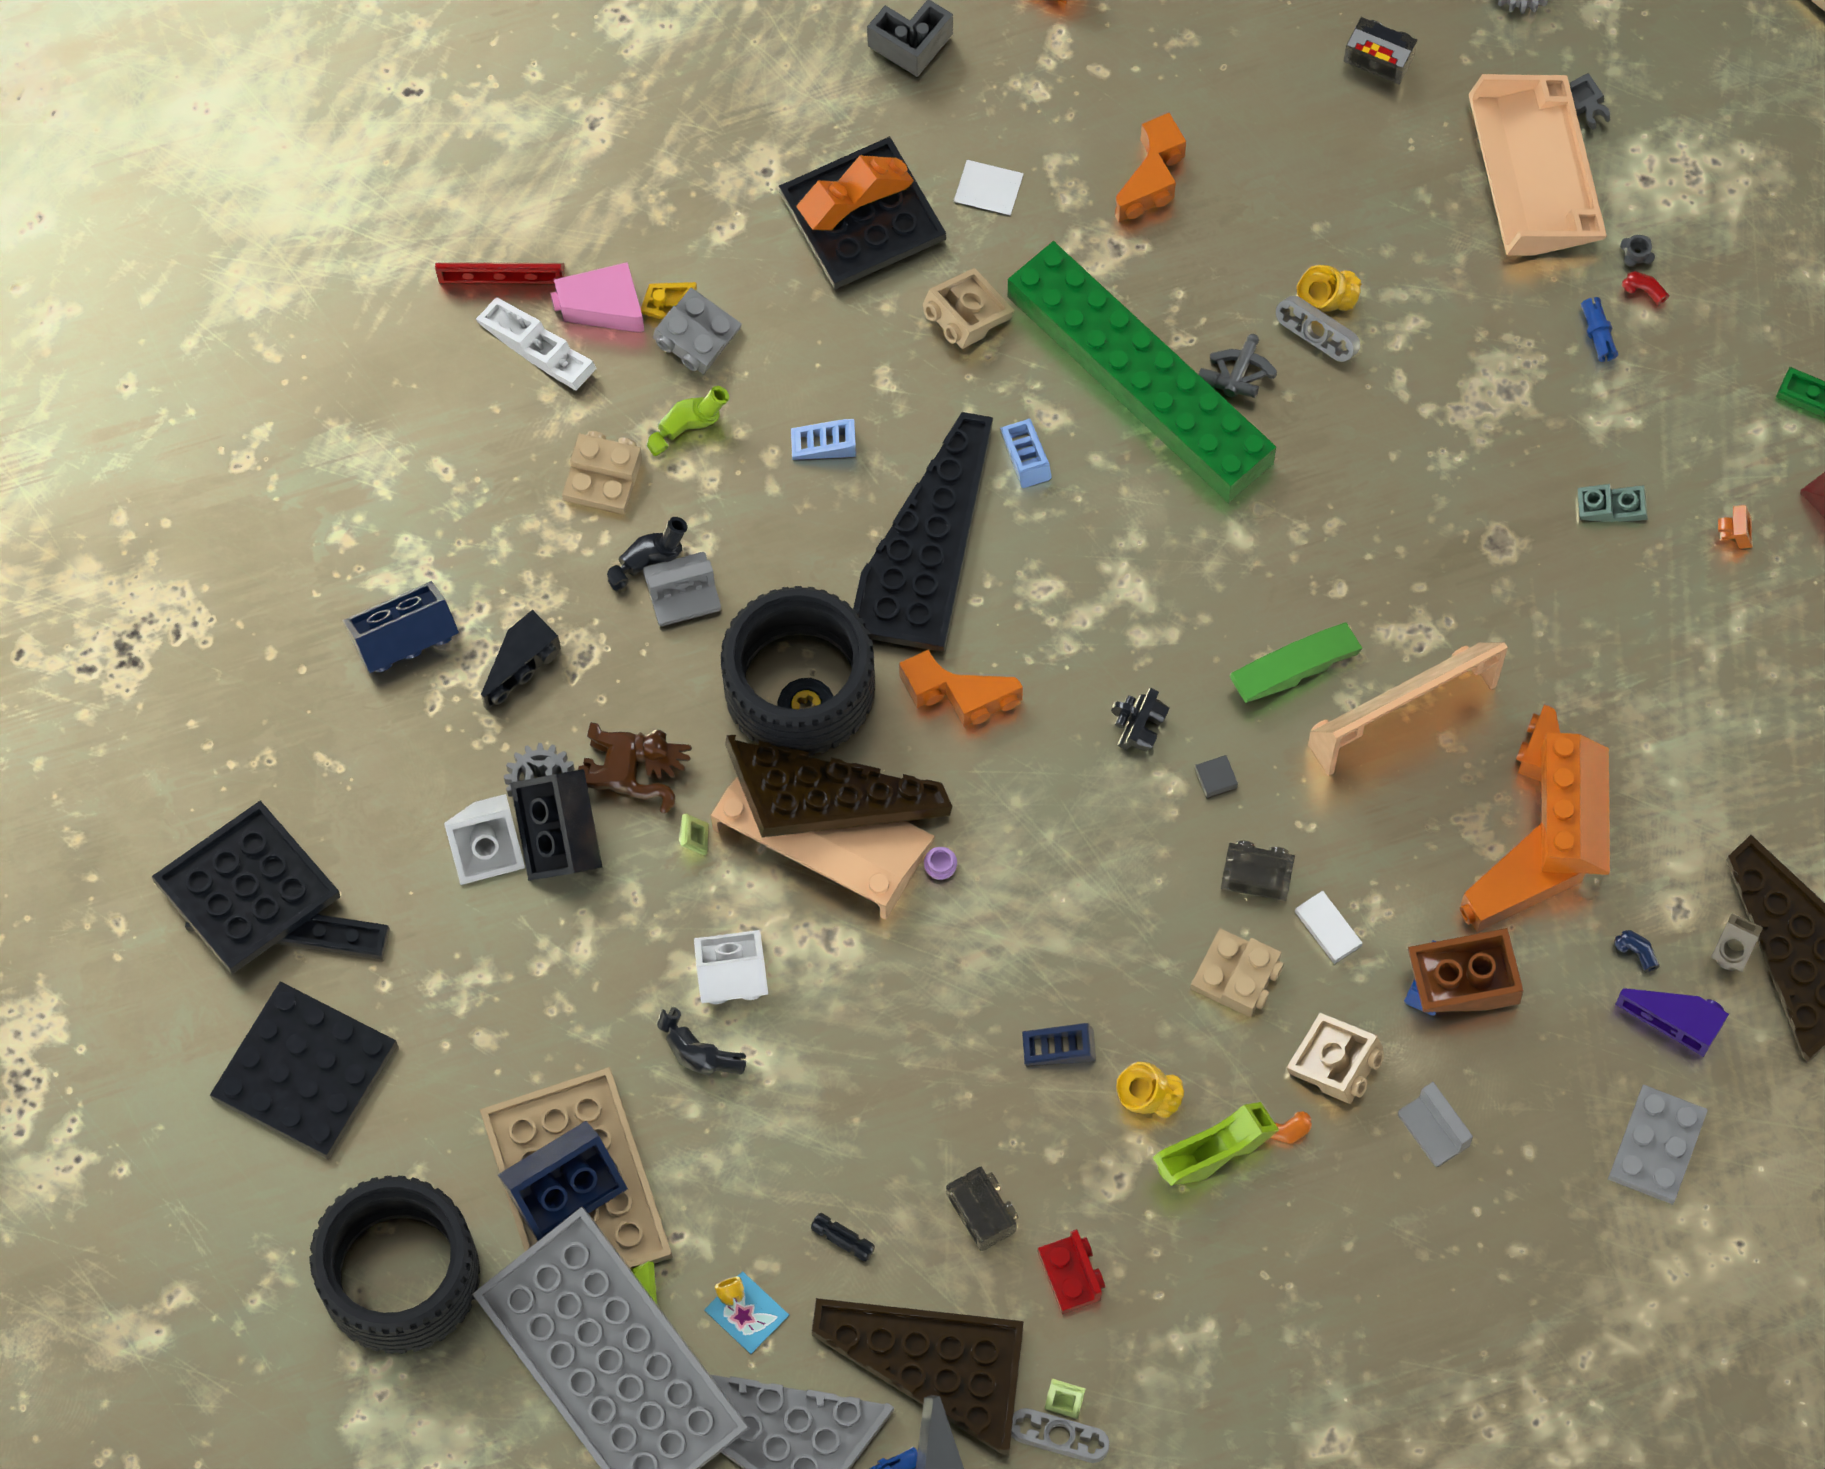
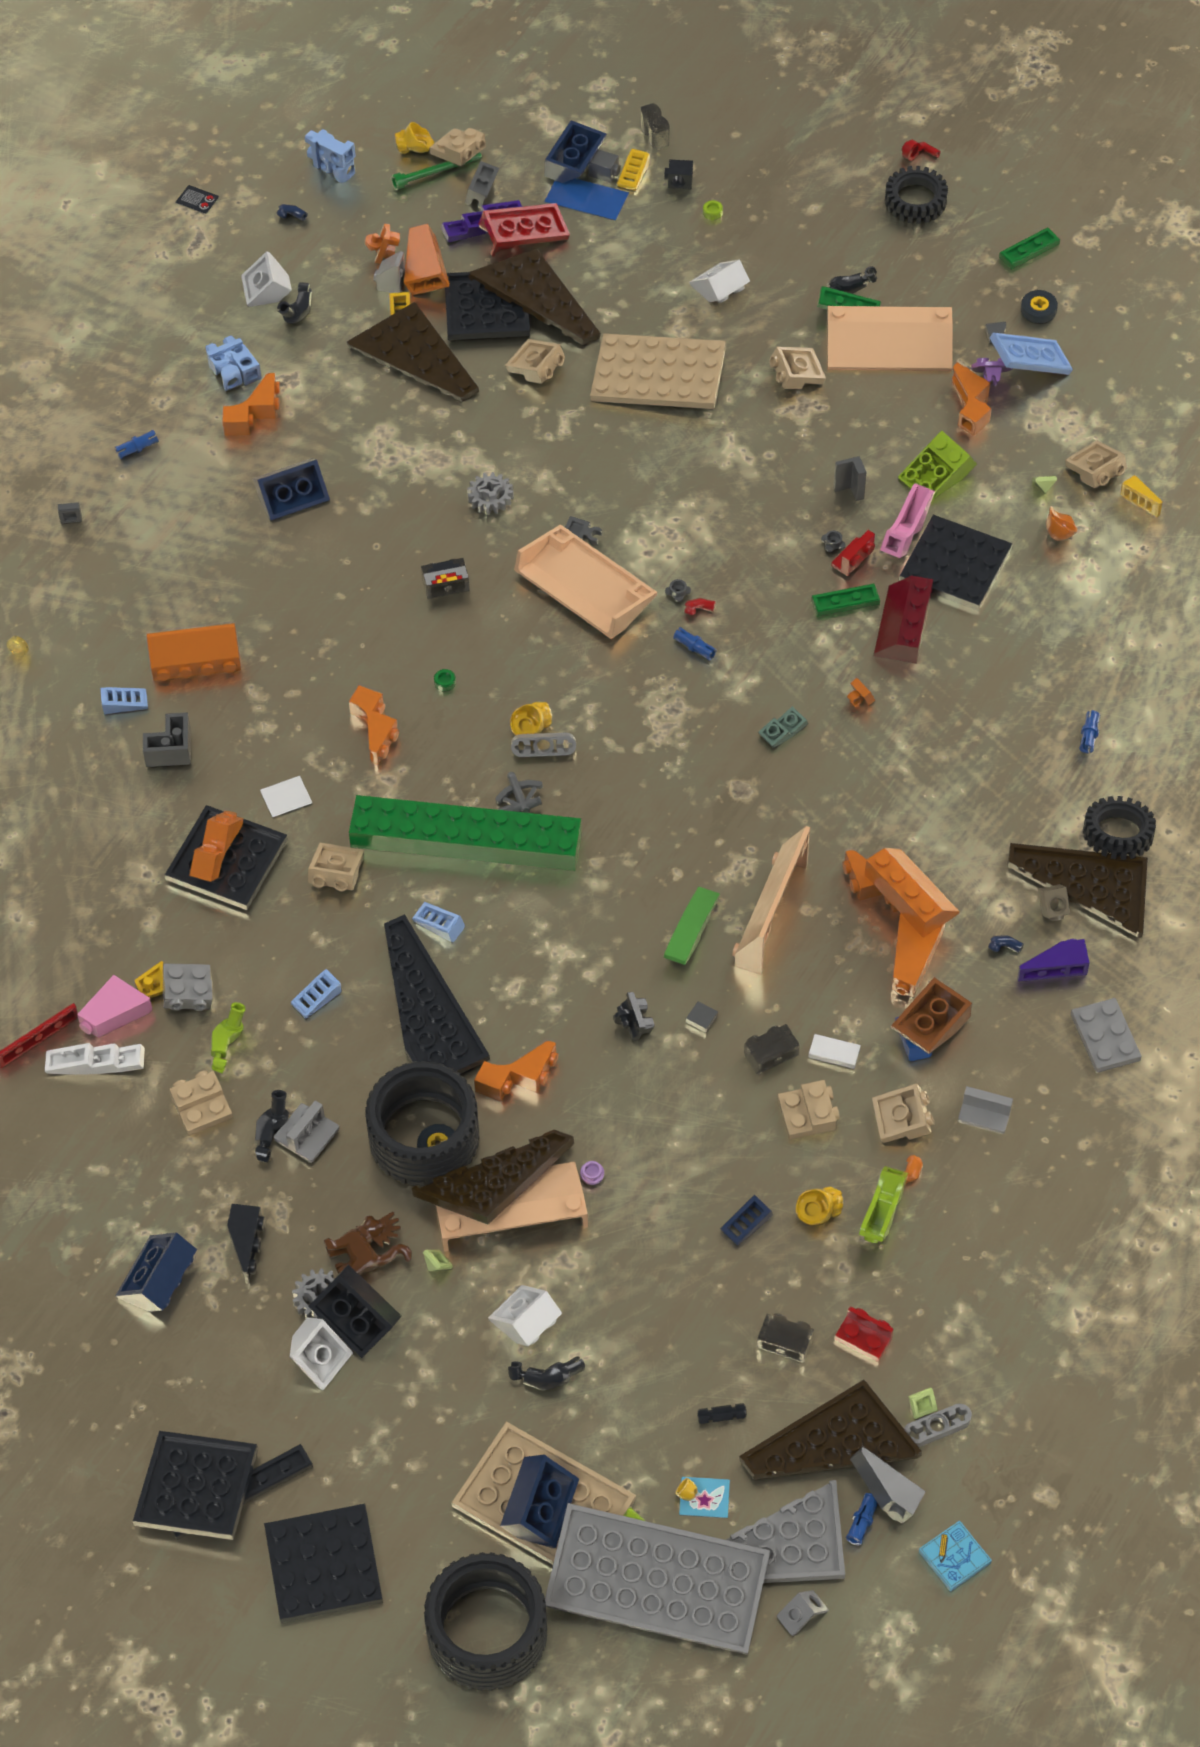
camera: 40 degrees left, 10 degrees down
(1277, 173) = (444, 680): none -> green tile

